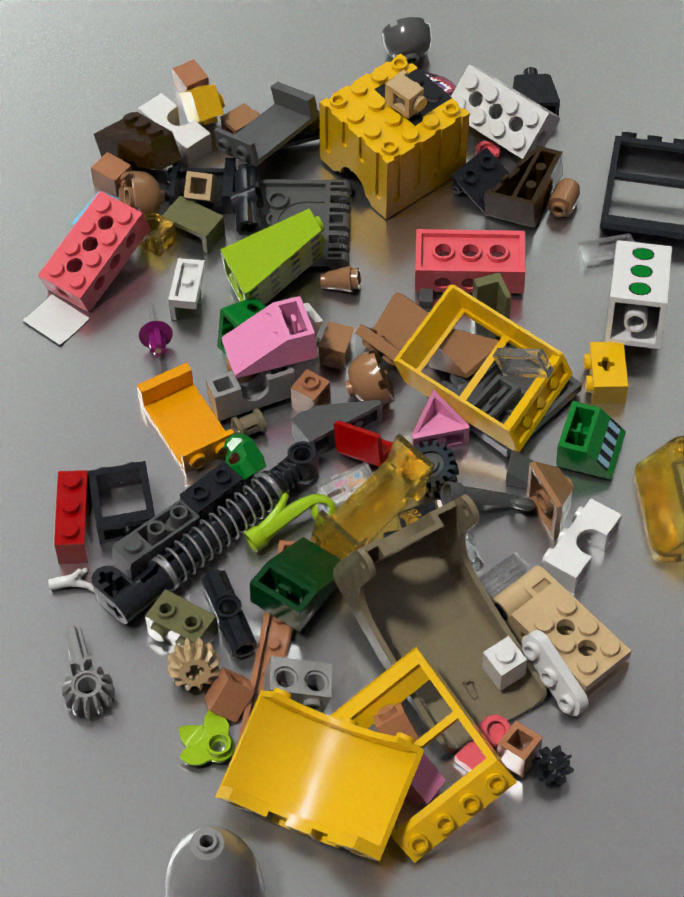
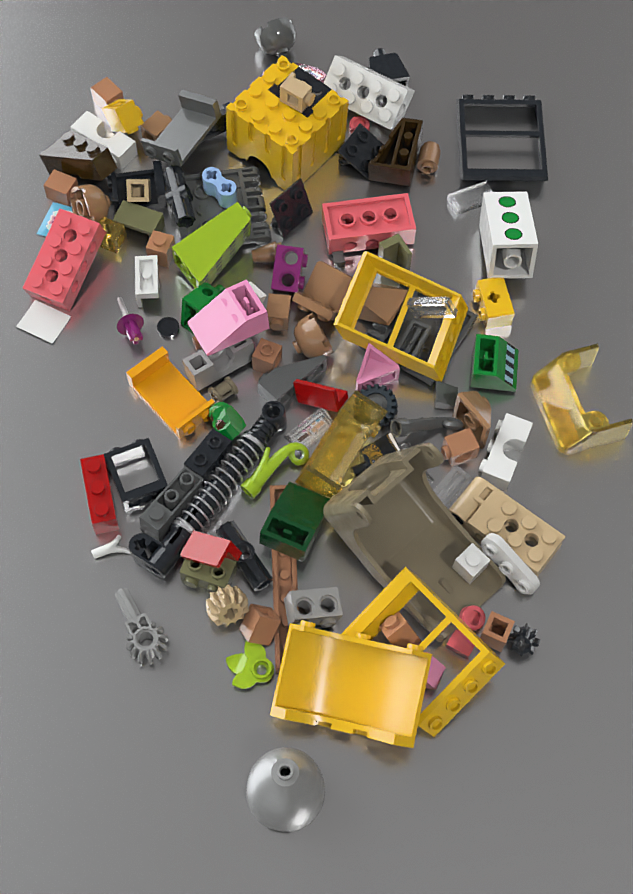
camera: 15 degrees left, 10 degrees up
(186, 594) = (209, 549): none -> panel
(201, 346) = (168, 327): none -> black piece
(209, 250) = (161, 245): none -> nougat brick
(295, 194) = (219, 187): none -> light blue axle
(351, 297) = (283, 269): none -> magenta brick
(378, 231) = (290, 208): none -> black hinge
(525, 531) = (460, 447): none -> nougat brick

